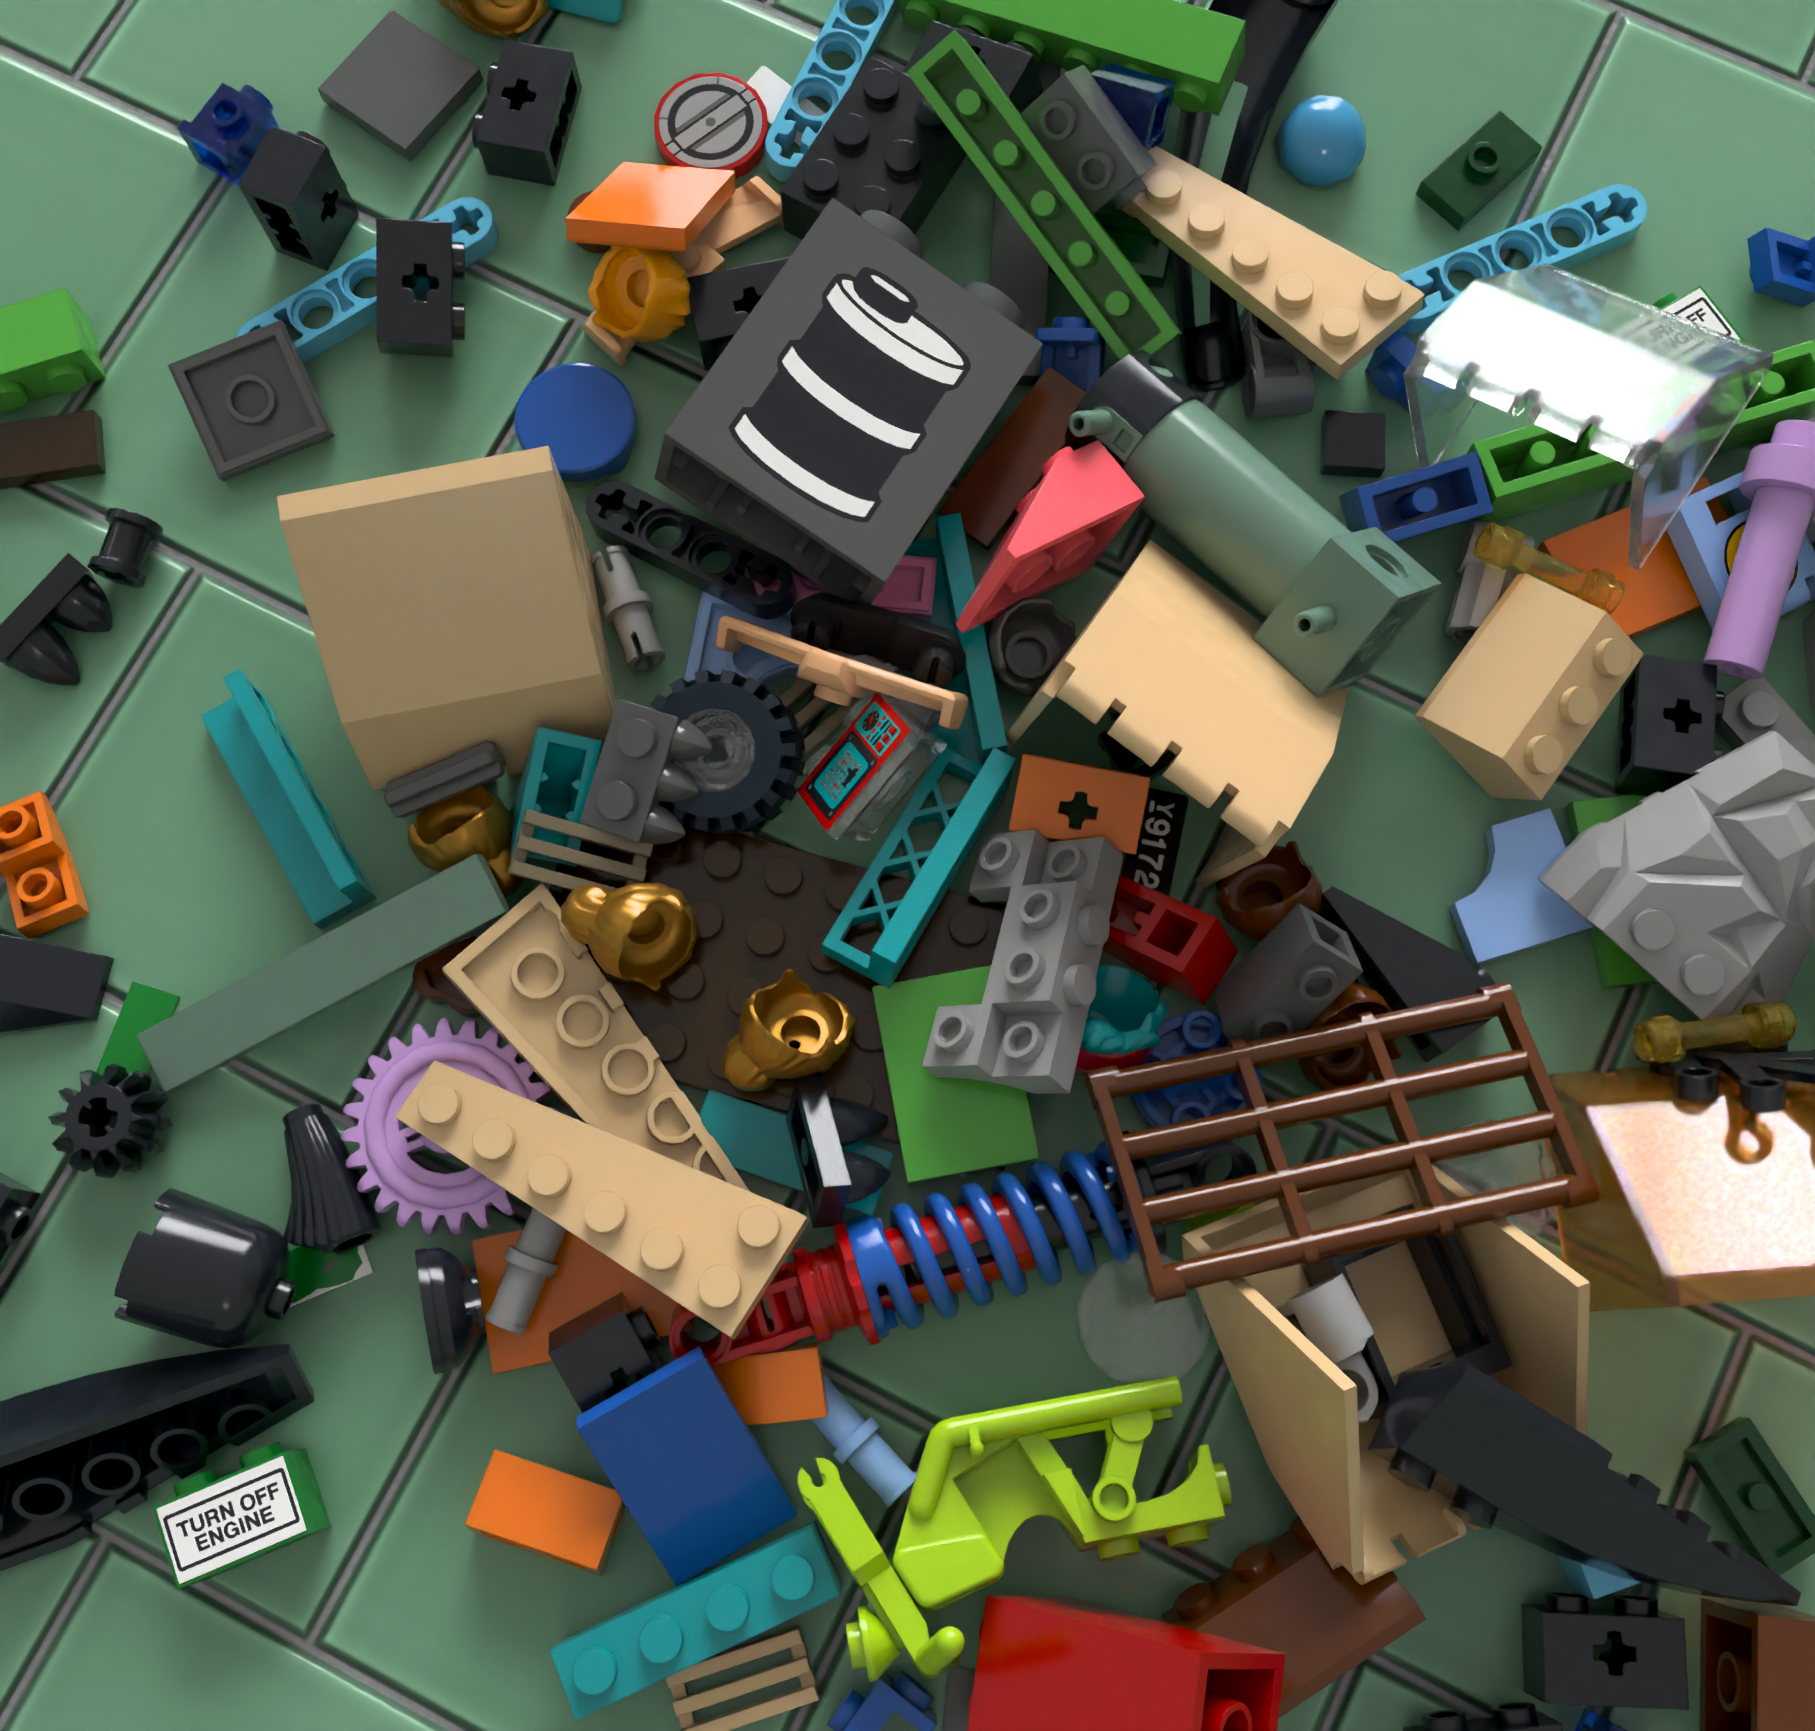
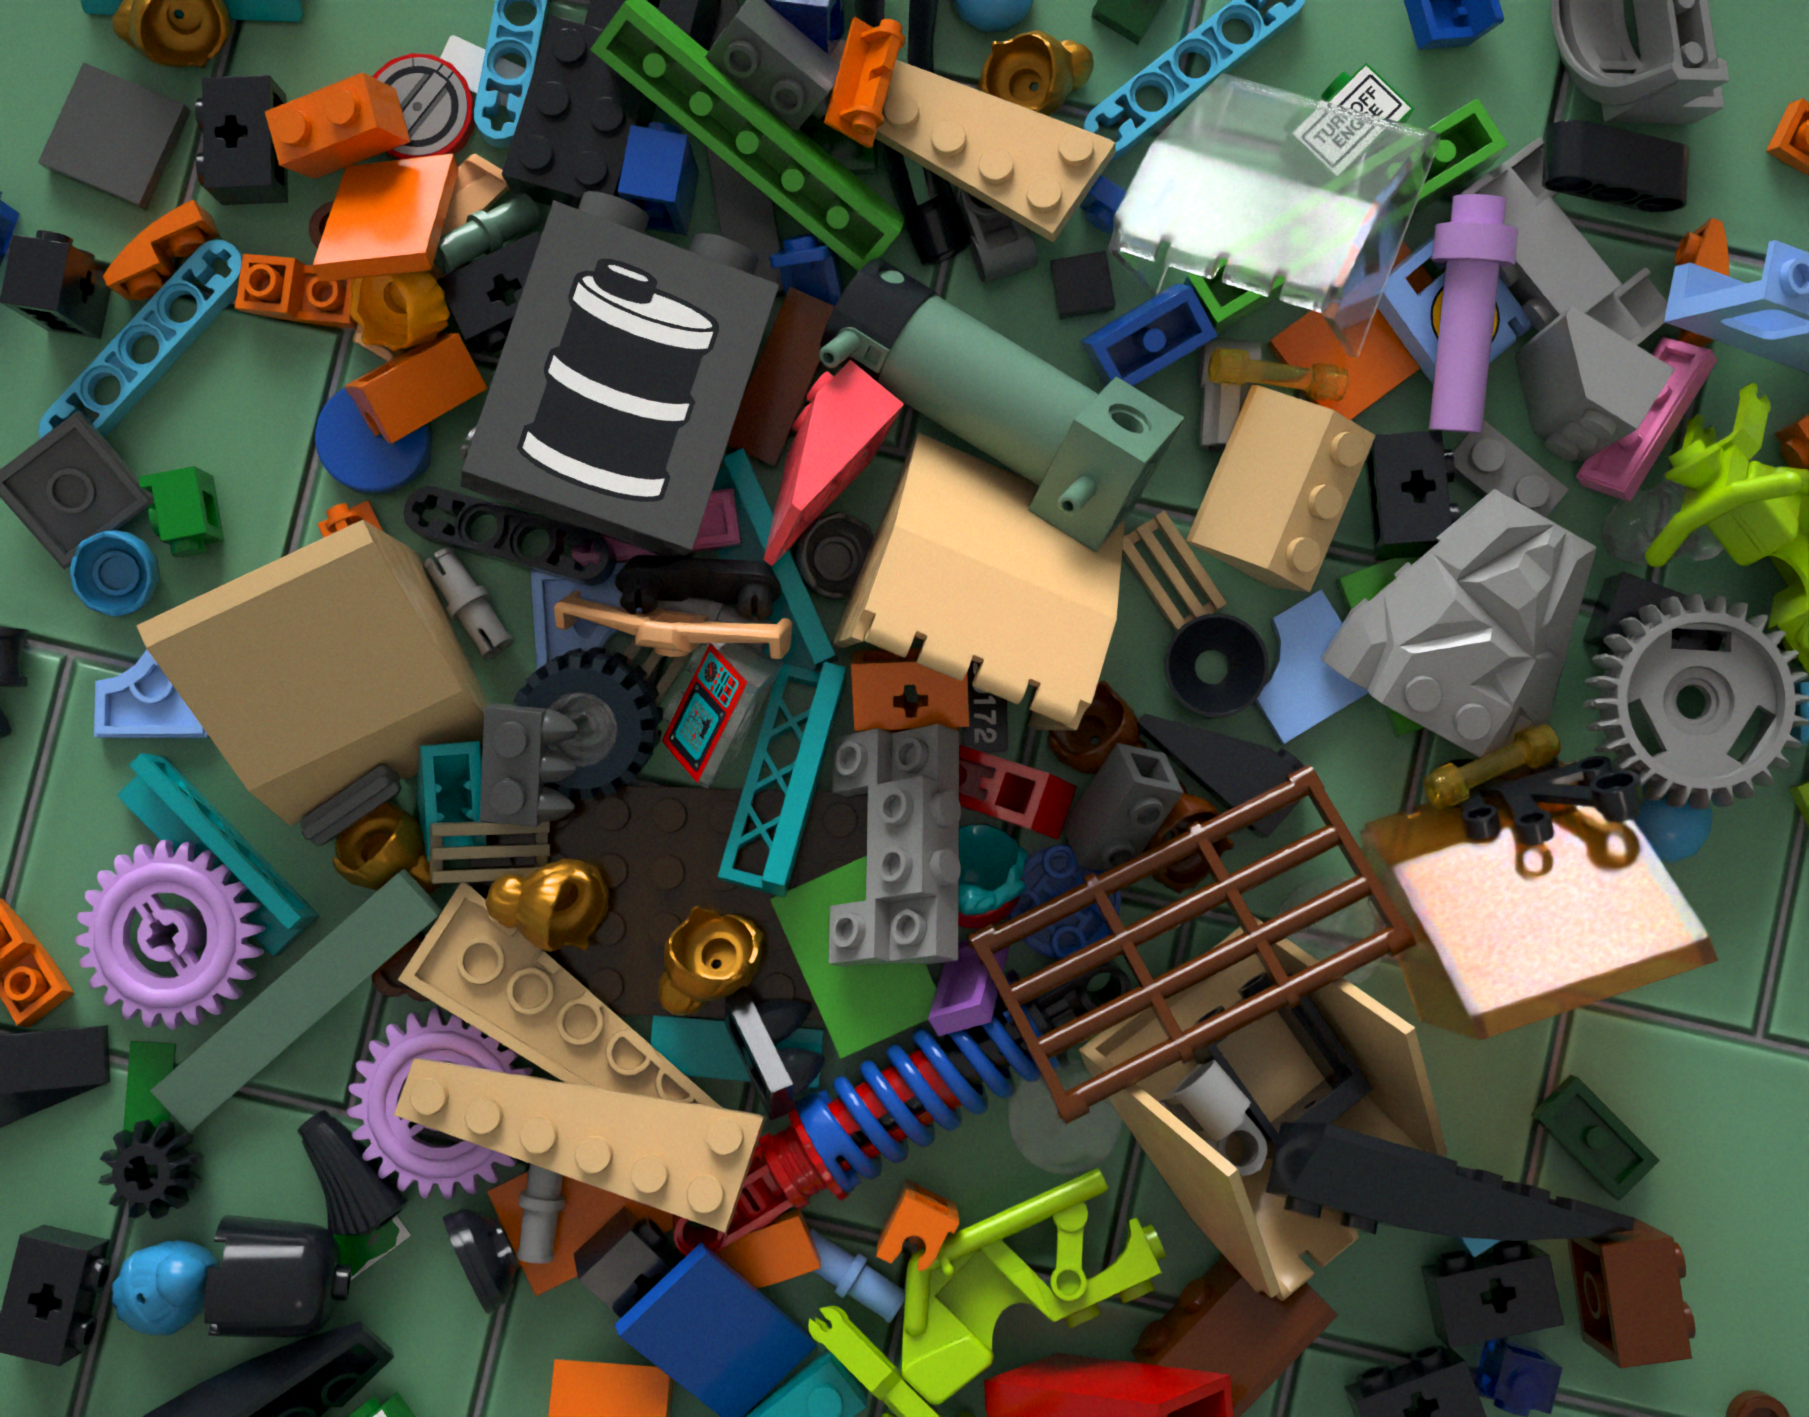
camera: 10 degrees left, 10 degrees up
(89, 1251) = (170, 1279): none -> dark azure piece
(256, 481) = (114, 573): none -> dark azure hair
(257, 891) = (221, 922): none -> lavender gear
(265, 632) = (143, 706): none -> light blue tile
(361, 439) = (184, 509): none -> green brick
(402, 254) = (184, 382): black brick -> none
(412, 189) = (146, 260): none -> orange slope
(536, 268) = (292, 292): none -> orange slope
(626, 114) = (337, 126): none -> orange brick
(633, 376) = (416, 387): none -> orange hinge
(742, 247) = (486, 232): none -> sand green pin
(946, 219) = (660, 176): none -> blue brick
(960, 1388) = (921, 1218): none -> orange hinge
(1066, 1137) = (964, 992): none -> medium lavender tile
(1177, 176) = (864, 79): none -> orange hinge
(1355, 215) = (1039, 60): none -> pearl gold piece
(1409, 747) = (1187, 558): none -> tan tile
(1440, 837) = (1245, 665): none -> black piece

